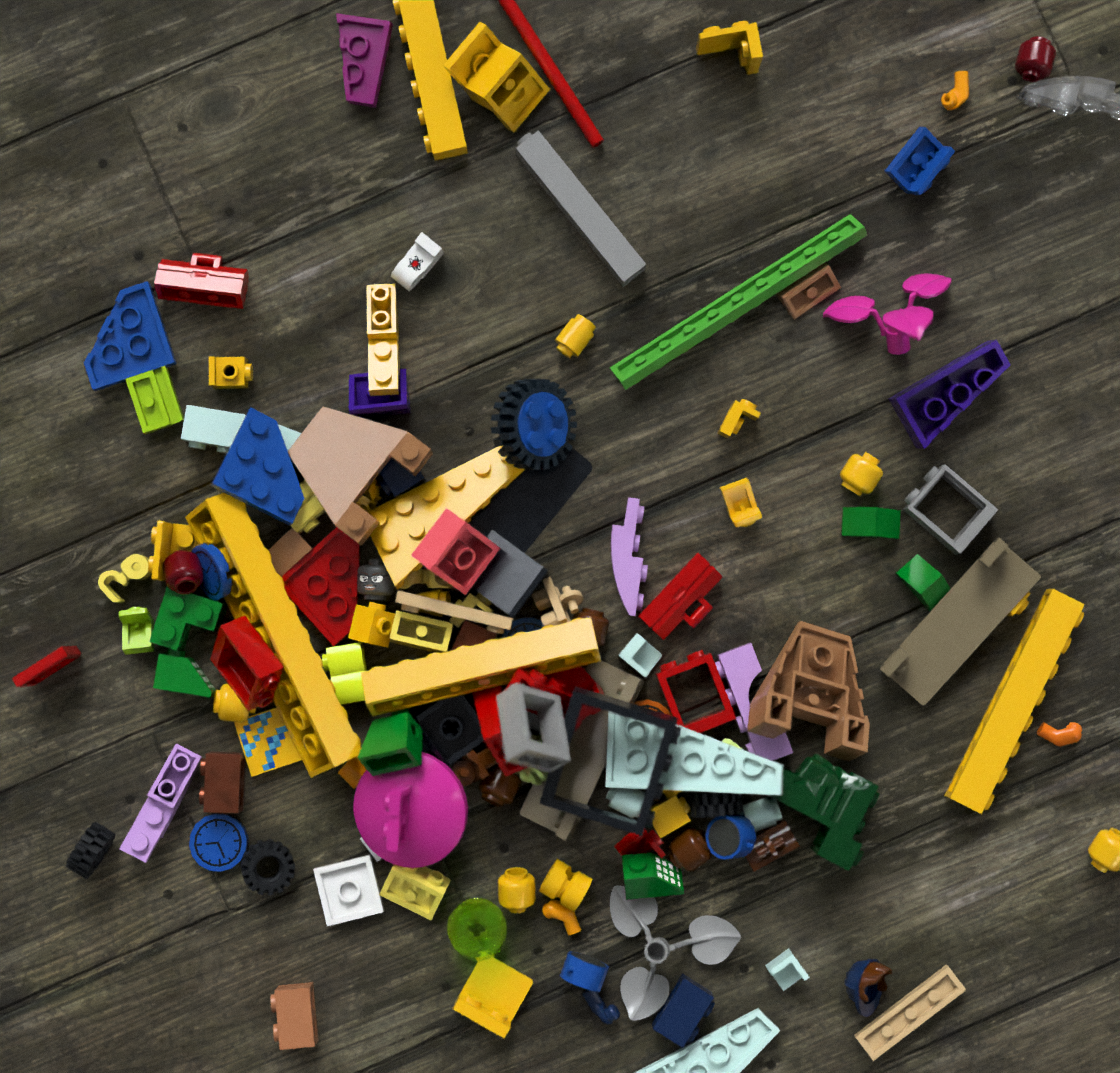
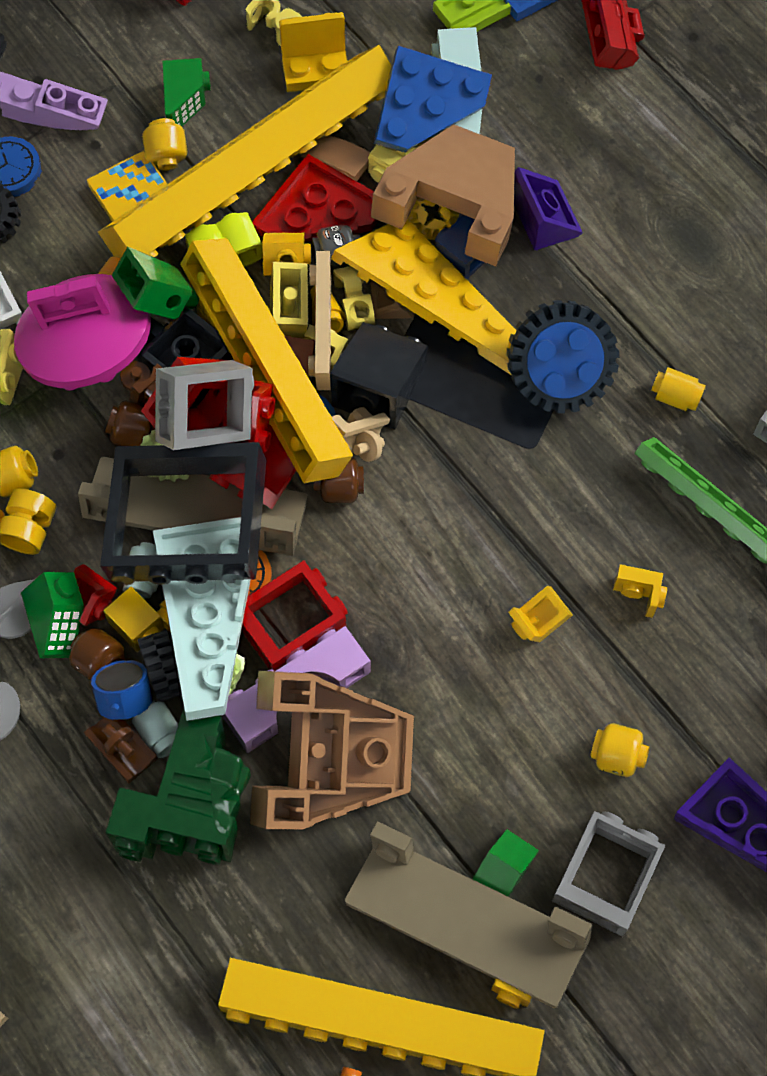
camera: 70 degrees right, 20 degrees down
(136, 630) = (221, 43): lime bracket -> none
(182, 611) = (245, 73): green brick -> none
(183, 572) = (295, 57): dark red head -> none
(214, 571) = (303, 83): blue tile -> none
(223, 782) = (73, 153): copper brick -> none
(239, 379) = (522, 64): yellow brick -> none
(246, 663) = (210, 133): red window -> none
(383, 340) = (607, 200): yellow slope -> none
(417, 262) = (704, 214): white leg -> none
(455, 551) = (390, 299): coral brick -> none
(627, 569) = (421, 504): lavender slope -> none
(640, 655) = (323, 544): light aqua panel -> none
(671, 603) = (406, 569): red piece -> none
(870, 522) = (562, 783): green slope -> none

